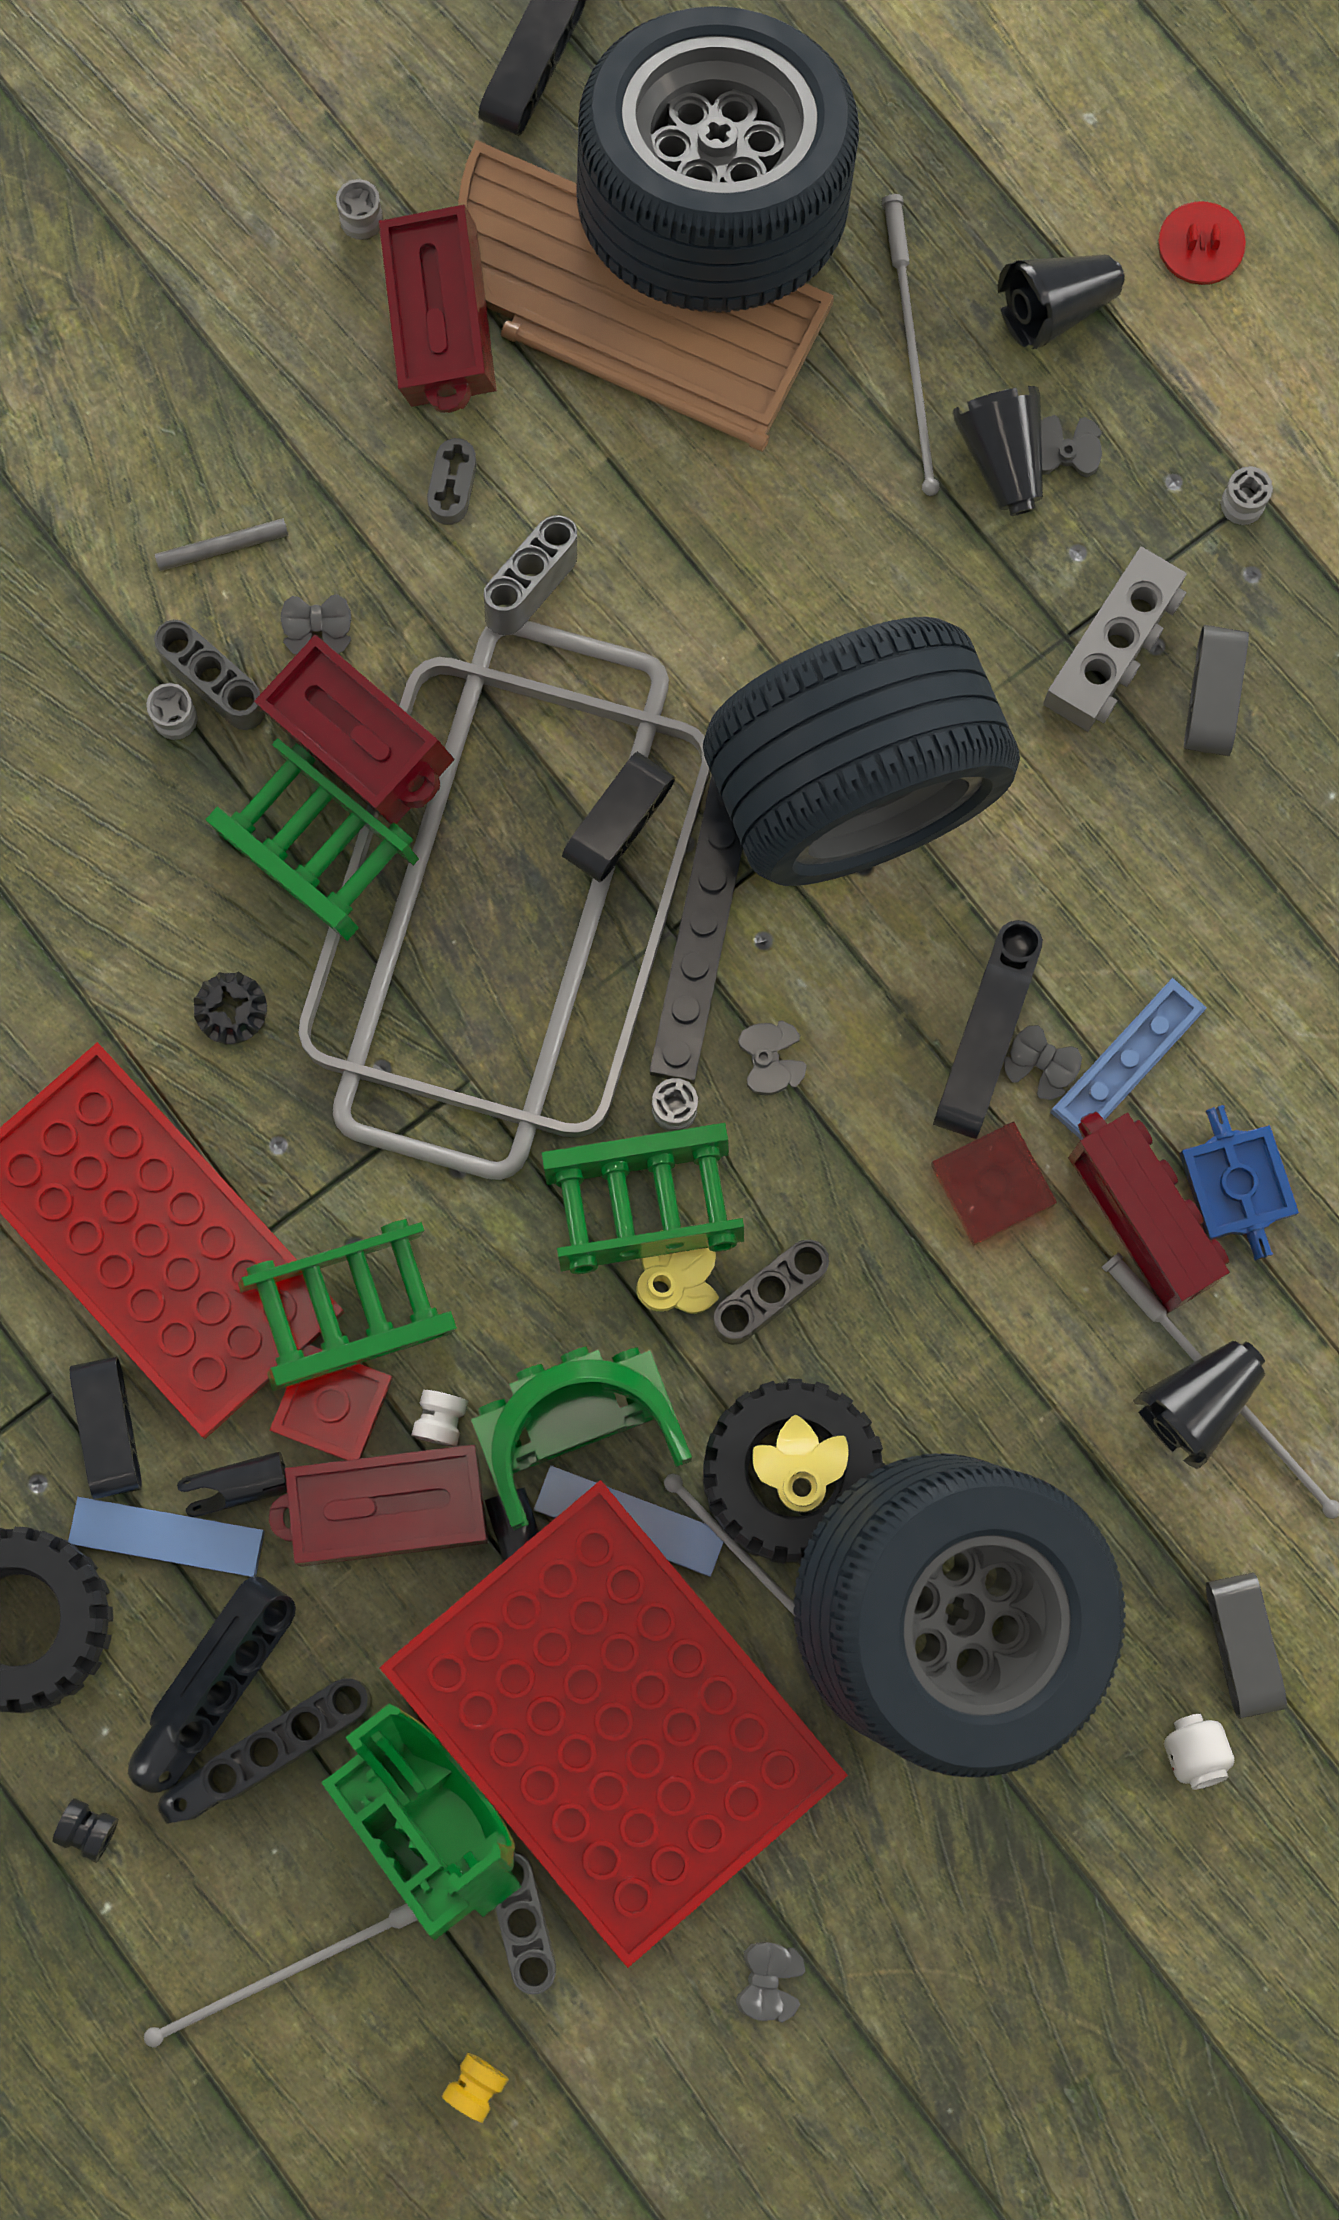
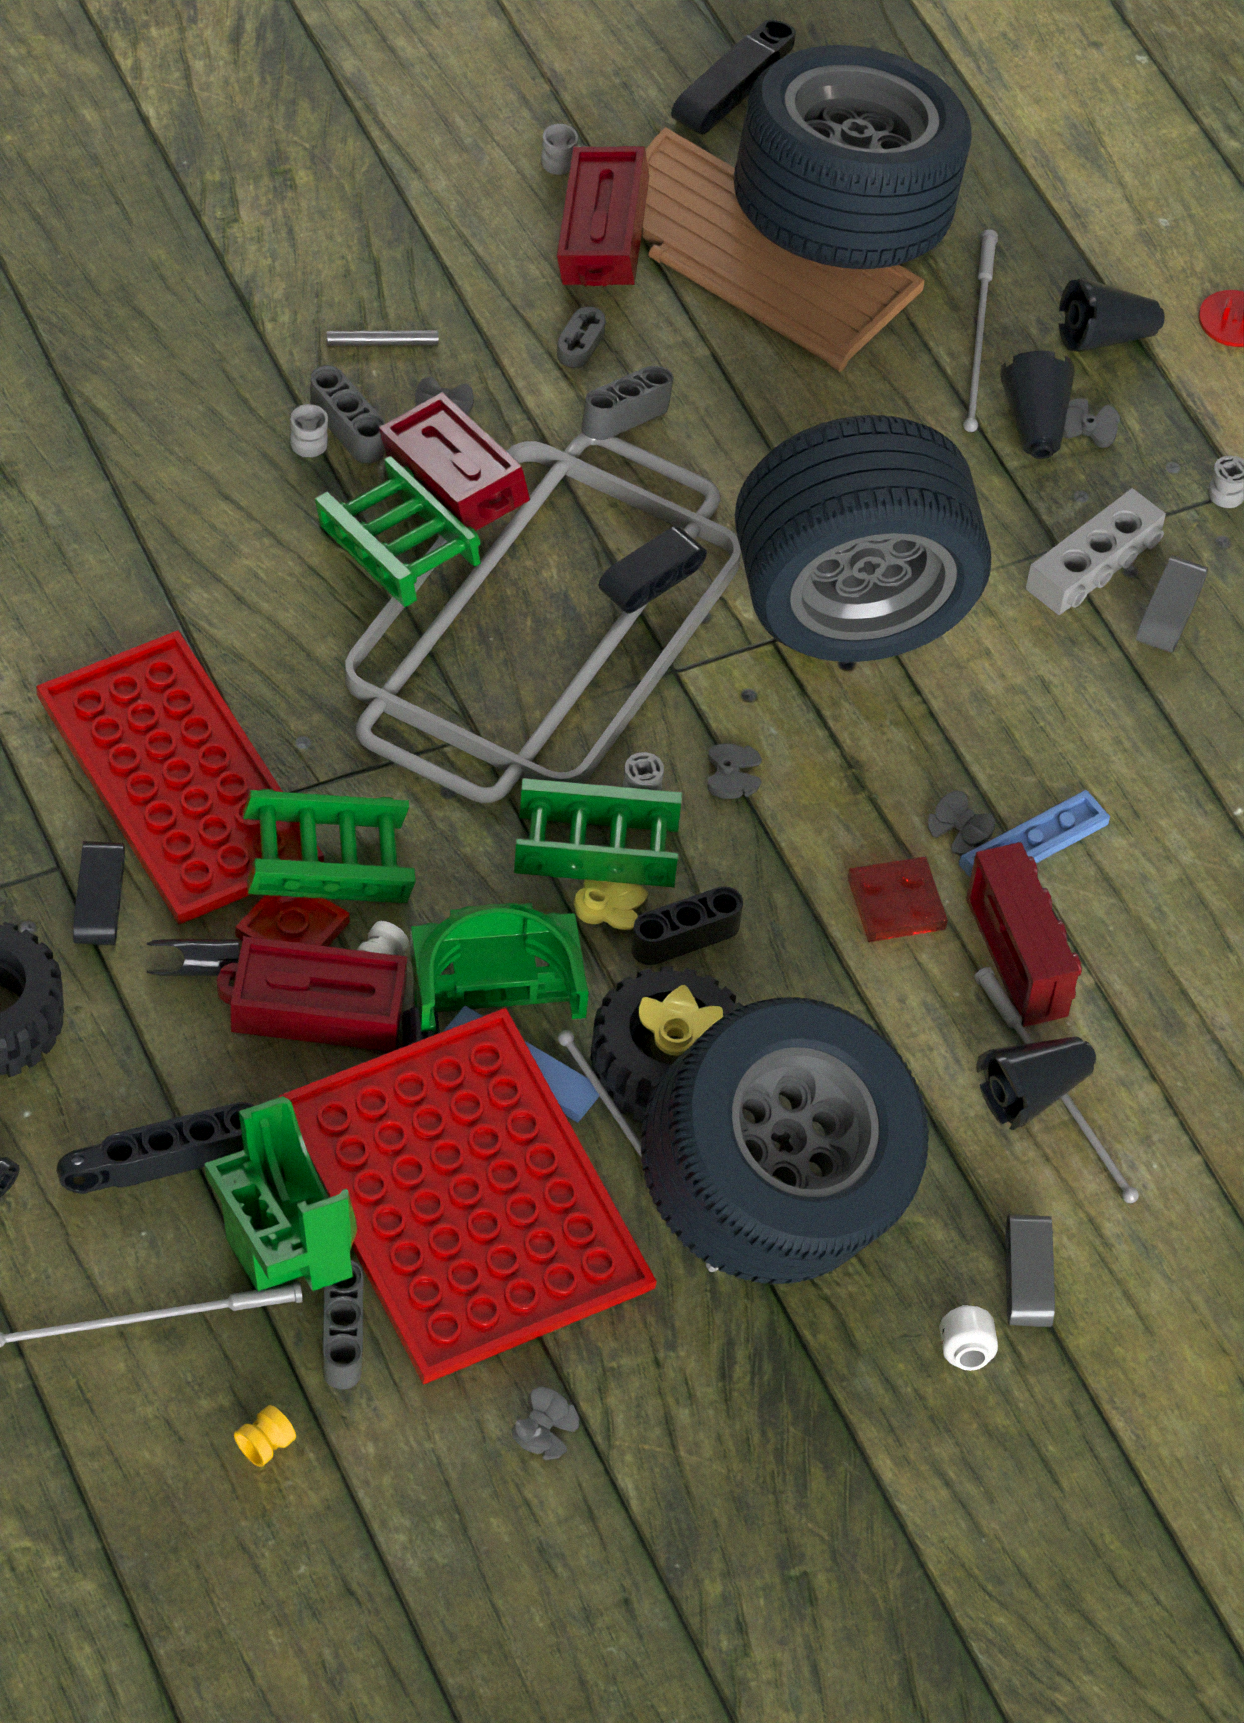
camera: 10 degrees right, 25 degrees down
(166, 1537) = (128, 985): medium blue tile -> none
(211, 1683) = (146, 1081): black piece -> none
(248, 1017) = (280, 647): black gear -> none
(698, 944) = (699, 673): black plate -> none
(989, 1029) = (920, 789): black piece -> none
(1239, 1182) = (1108, 940): blue plate -> none

